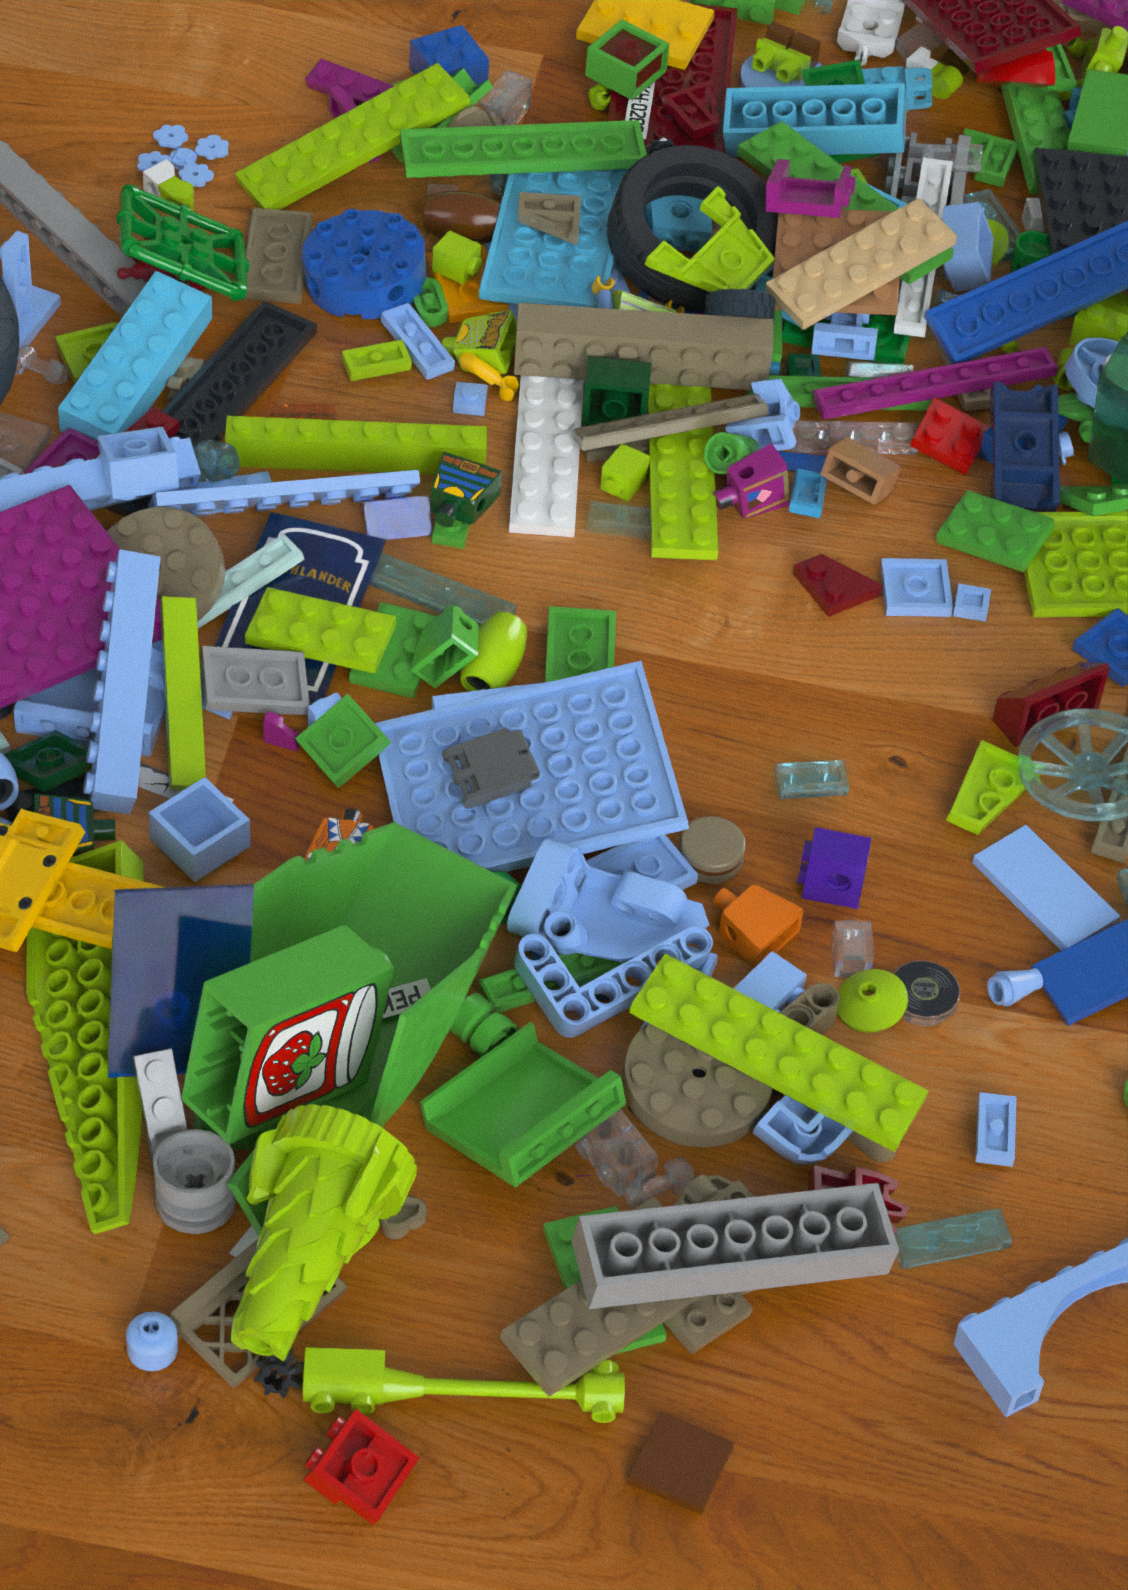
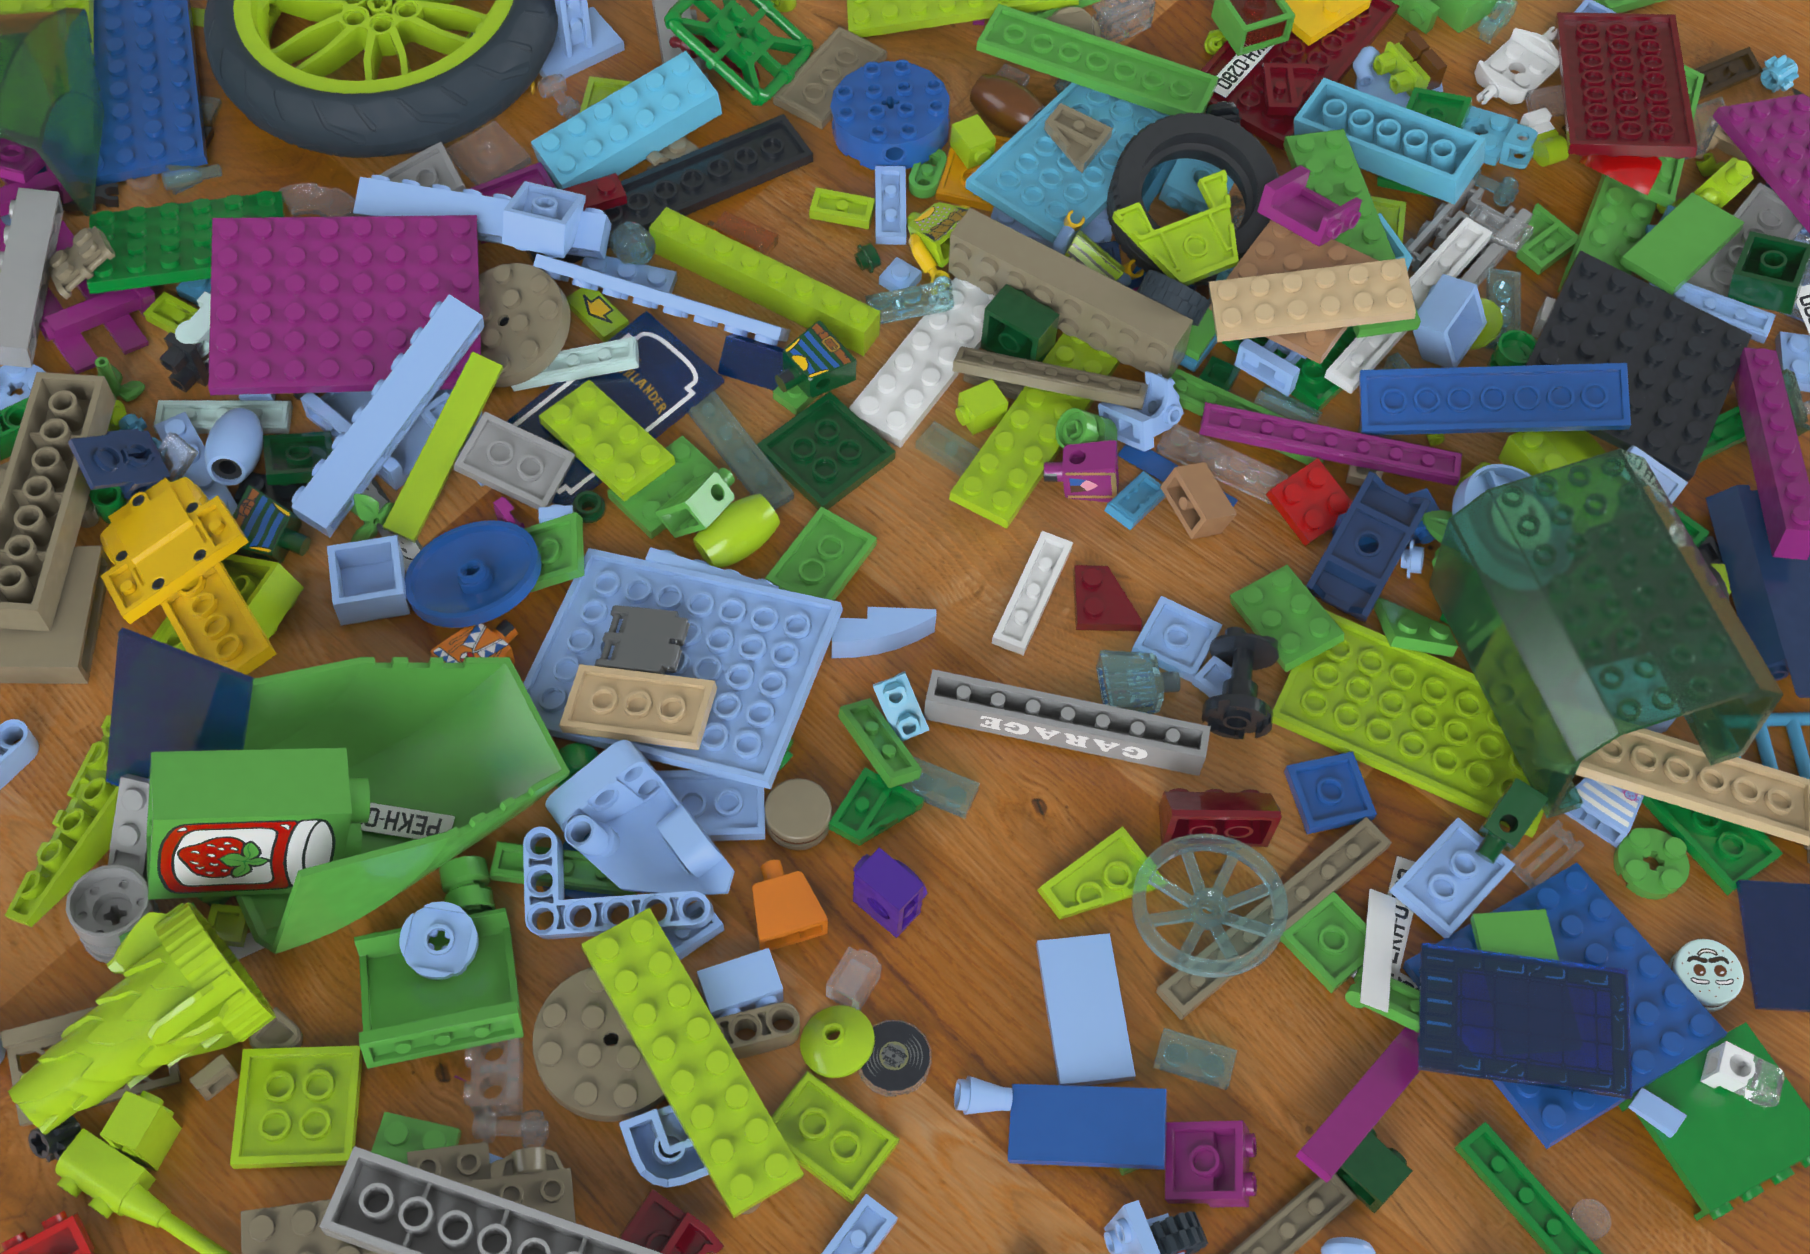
camera: 30 degrees right, 10 degrees up
(154, 779) = (368, 510): none -> bright green plant
(231, 536) = (597, 313): none -> lime tile
(292, 782) = (472, 574): none -> blue dish
(343, 687) = (589, 499): none -> dark green plate
(358, 1316) = (142, 1129): none -> lime brick
(379, 1266) = (214, 1077): none -> dark tan tile
(430, 392) = (867, 257): none -> dark green plate
(467, 1254) = (296, 1107): none -> lime plate
(493, 1086) = (426, 923): none -> light blue plate
(505, 407) = (913, 301): none -> clear light blue plate
(518, 562) = (826, 451): none -> dark green plate
(528, 814) = (638, 706): none -> tan plate
(680, 677) = (881, 631): none -> light blue slope
(738, 730) = (901, 706): none -> medium azure hips
(740, 764) = (879, 743): none -> bright green plate
(742, 69) = (1362, 63): none -> light blue arm
(769, 817) = (872, 808): none -> green wing
(775, 600) = (1032, 593): none -> white plate
(879, 683) = (1066, 722): none -> light grey brick
(907, 634) = (1134, 681): none -> clear light blue torso
(929, 128) = (1503, 192): none -> clear light blue bar
(935, 1065) = (832, 1137): none -> lime tile
(1008, 611) = (1238, 707): none -> black piece

